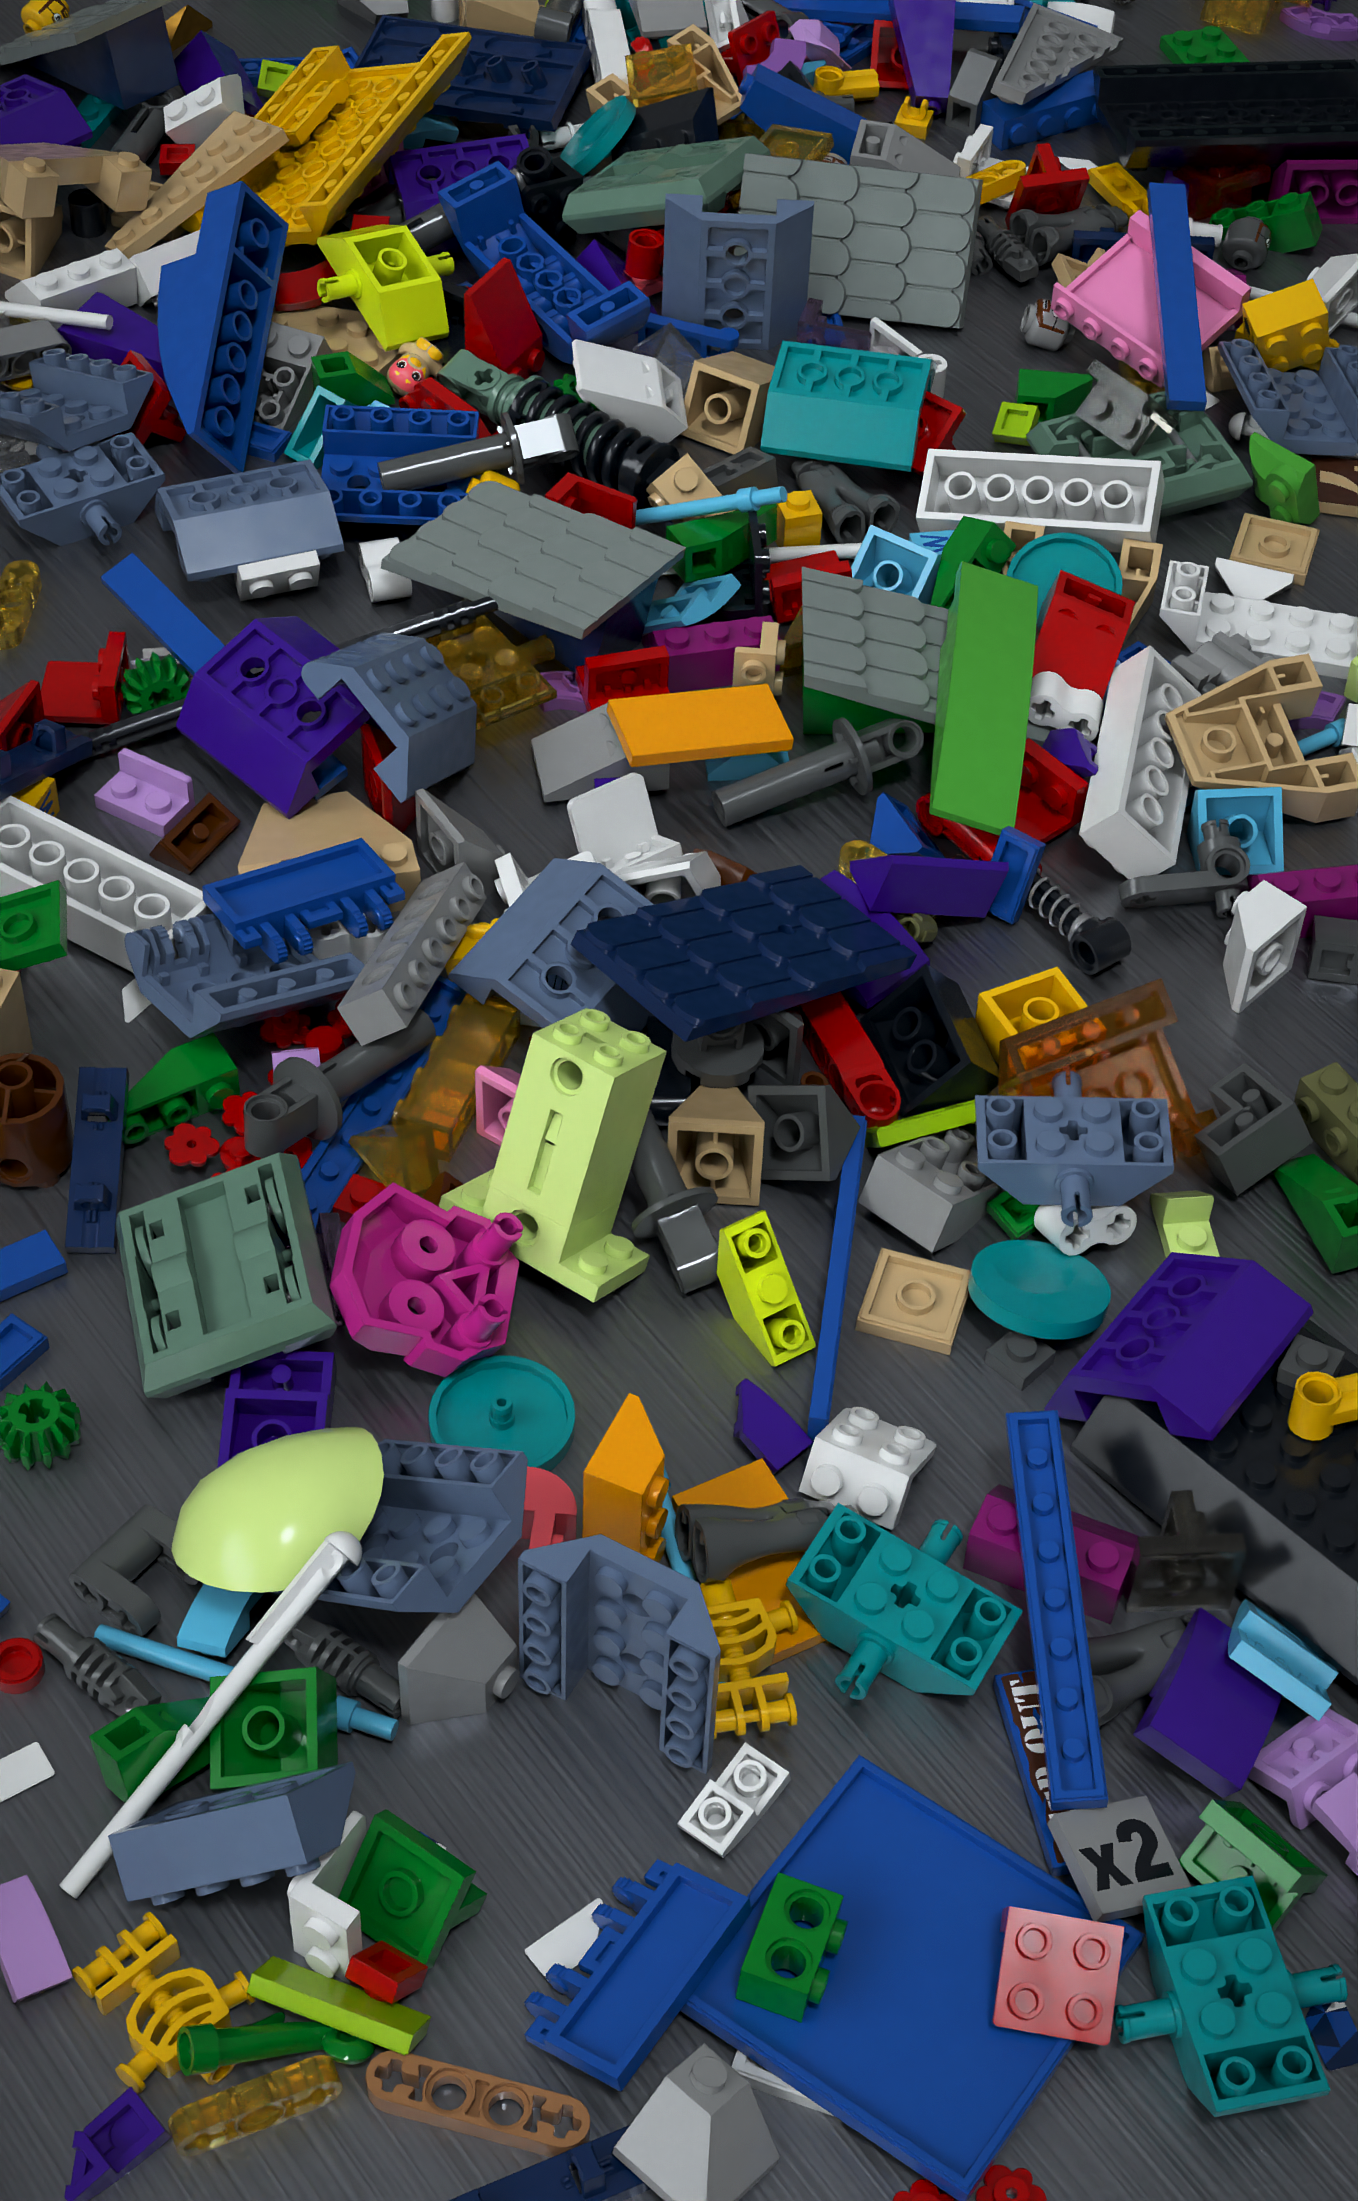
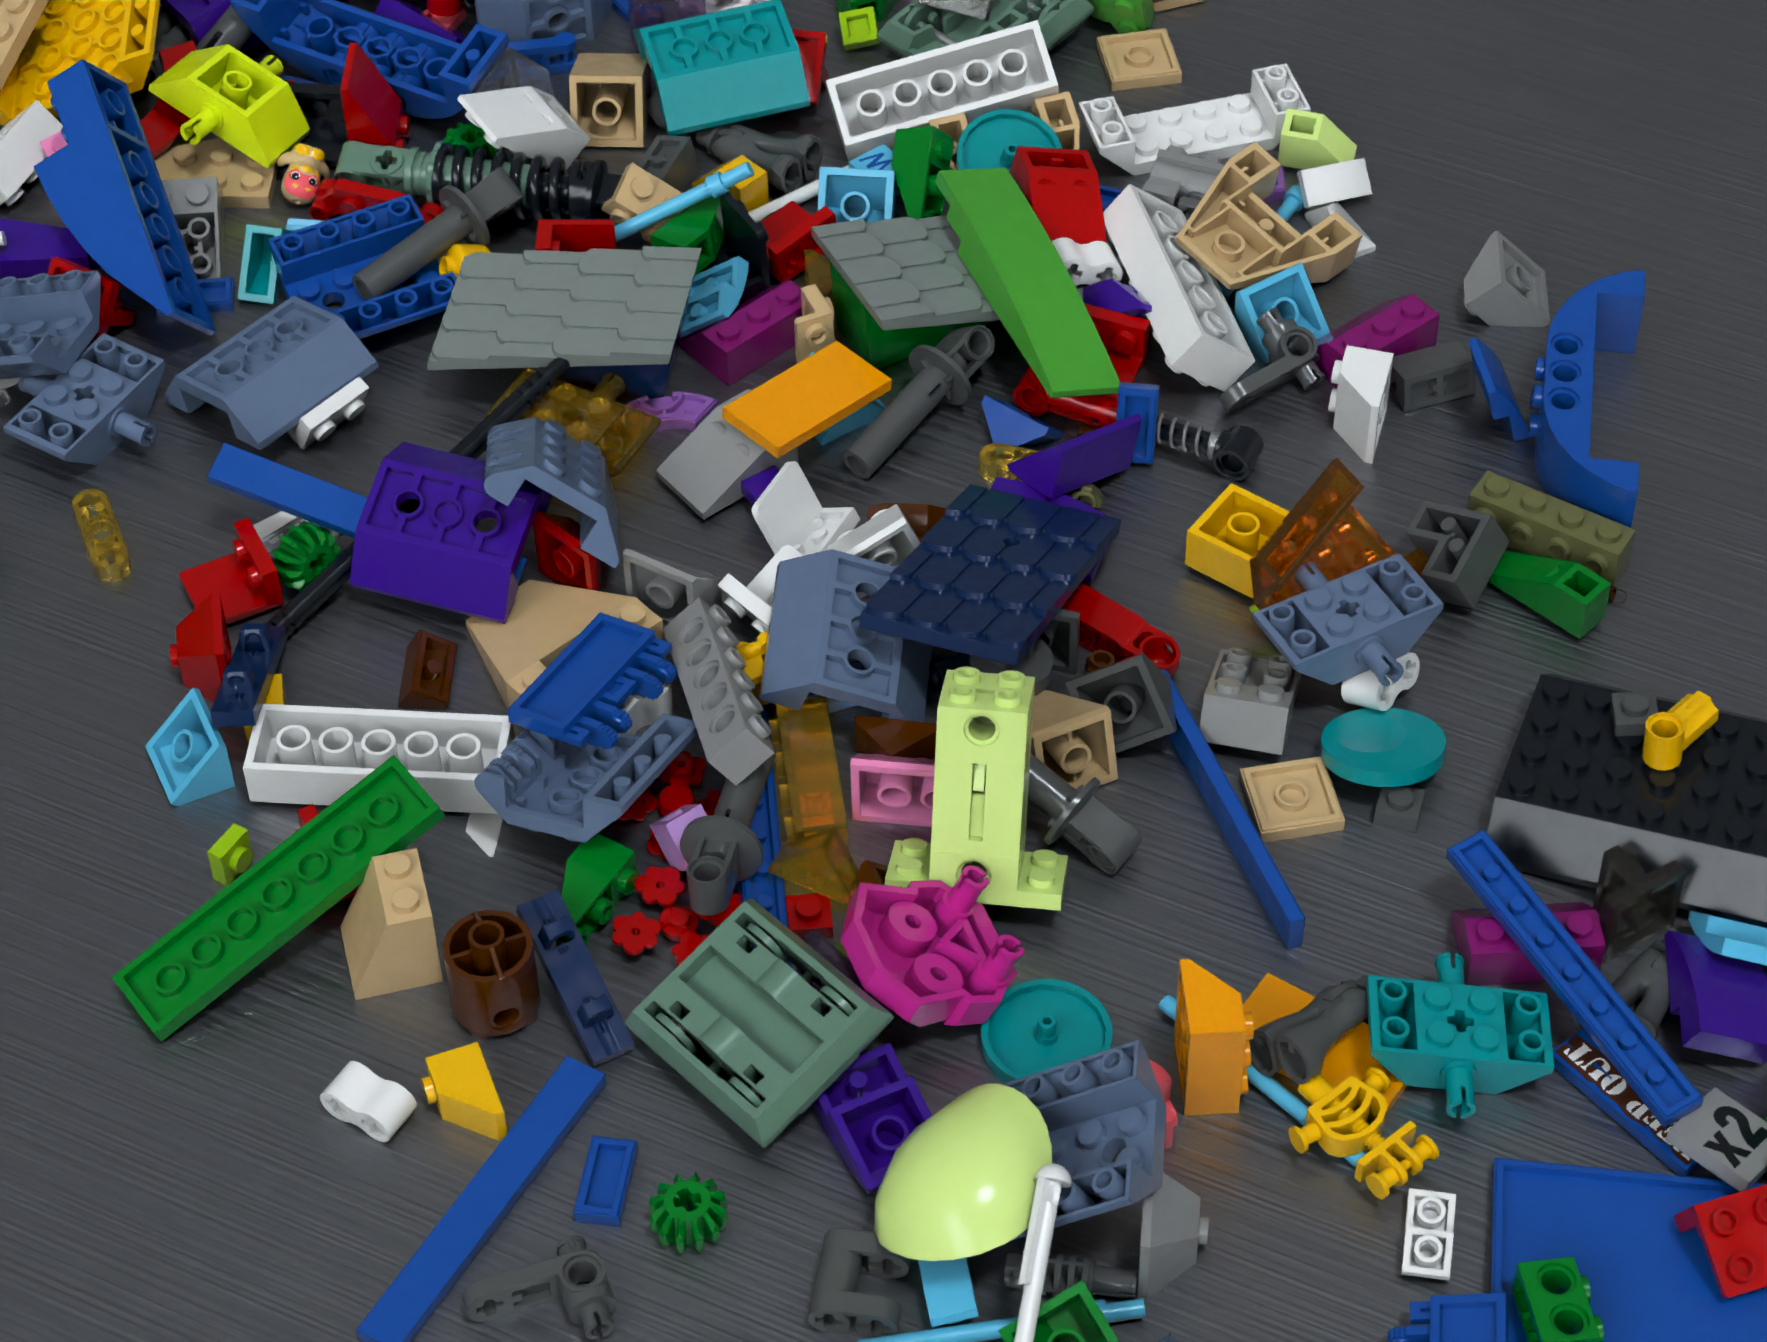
camera: 25 degrees left, 0 degrees up
(147, 794) = (360, 654): lavender bracket -> none
(350, 379) = (256, 207): green slope -> none
(381, 583) = (407, 367): white axle -> none
(623, 675) = (703, 386): red bracket -> none
(628, 1624) = (1328, 1121): sand blue slope -> none
(762, 1289) = (1181, 843): neon yellow slope -> none
(767, 1428) = (1253, 946): dark purple slope -> none
(866, 1464) = (1350, 940): white bracket -> none
(921, 1125) = (1214, 648): lime tile -> none
(931, 1043) = (1168, 589): black slope -> none
(1013, 1216) = (1320, 697): green tile -> none
(1184, 1222) = (1452, 653): yellowish green slope -> none
(1189, 1342) = (1554, 728): dark purple slope -> none
(1252, 581) = (1142, 95): white slope -> none

